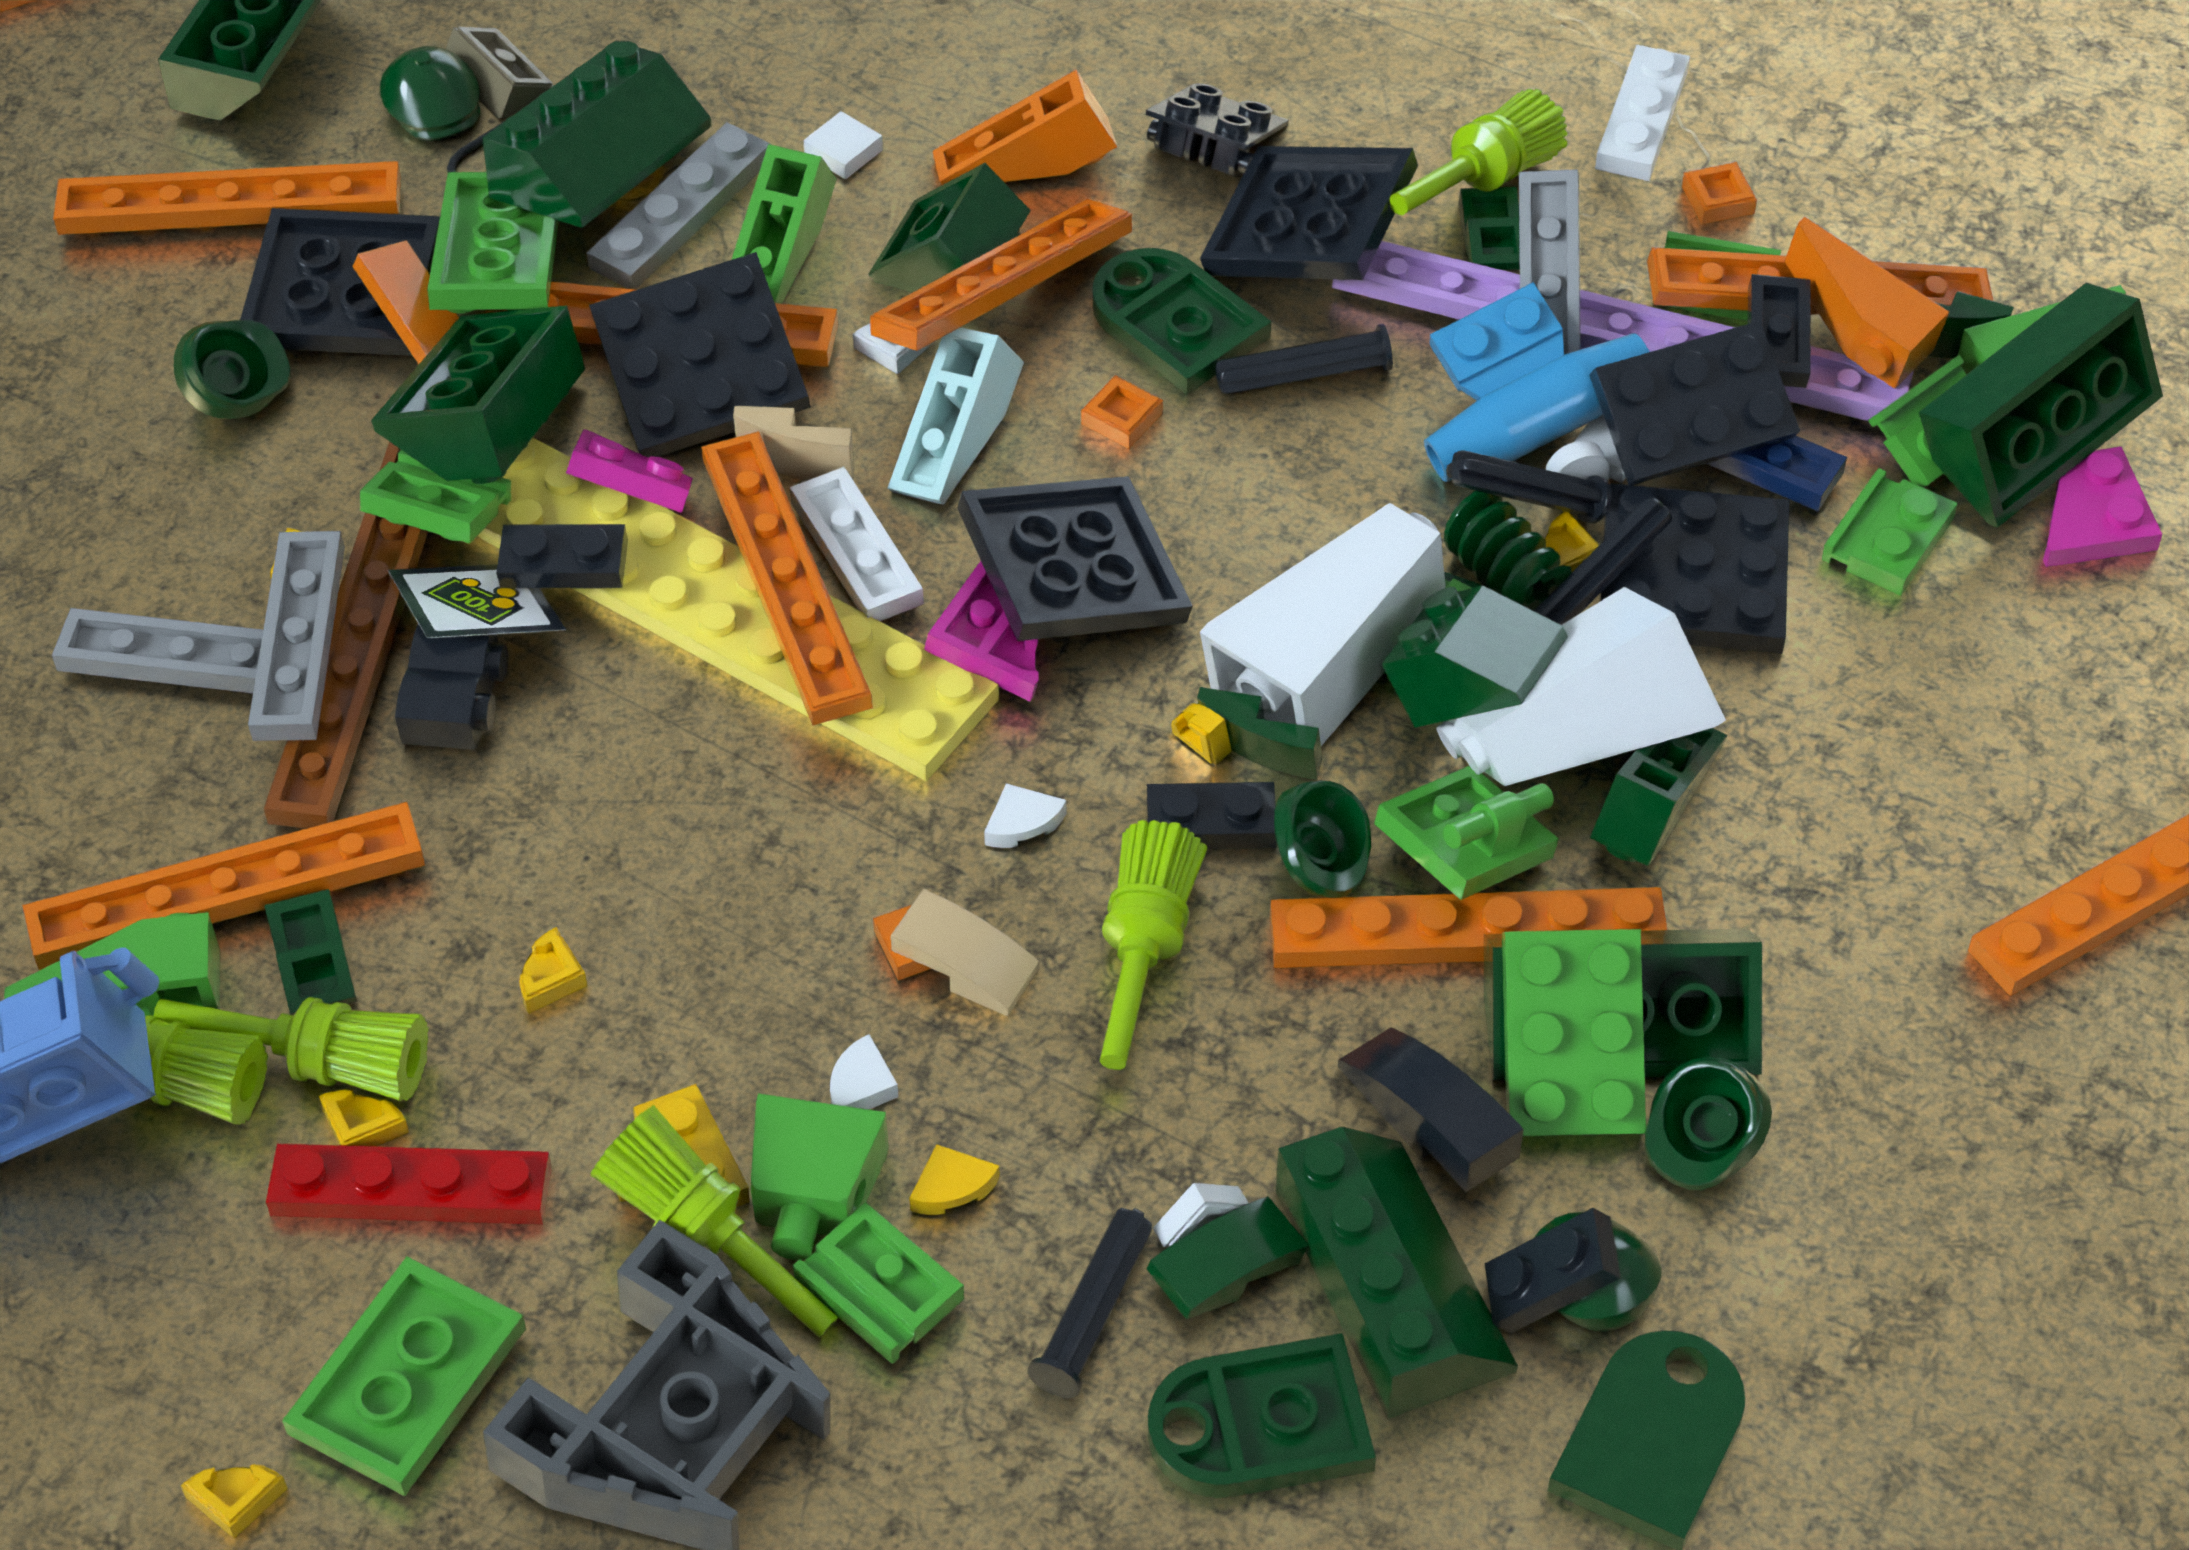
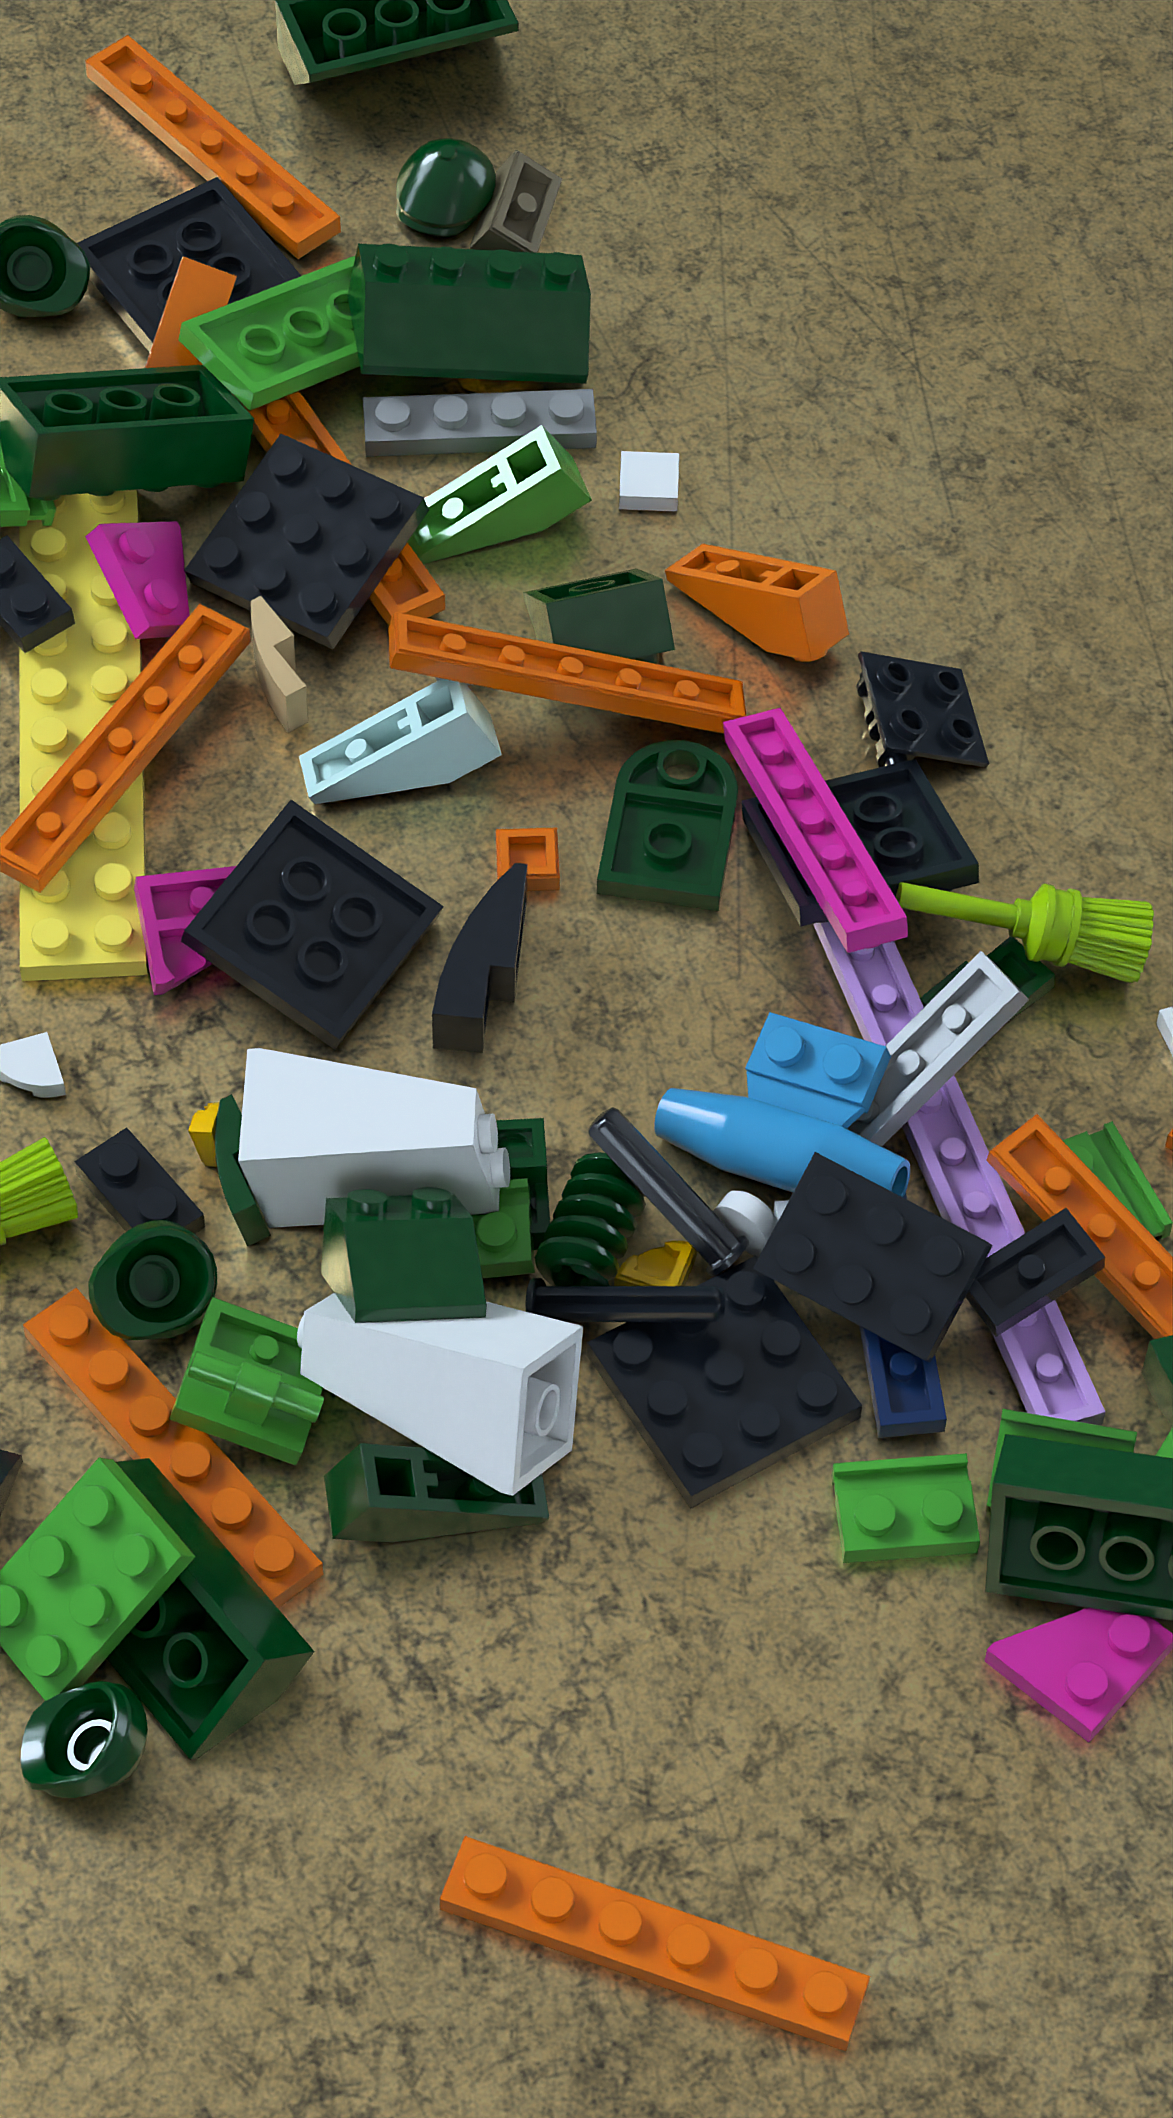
camera: 50 degrees right, 5 degrees up
(856, 545) = (209, 774): white plate -> none
(1206, 484) = (481, 965): none -> black slope
(1294, 215) = (815, 831): none -> dark pink plate
(1305, 361) = (700, 951): black axle -> none
(1865, 307) = (1113, 1340): orange slope -> none

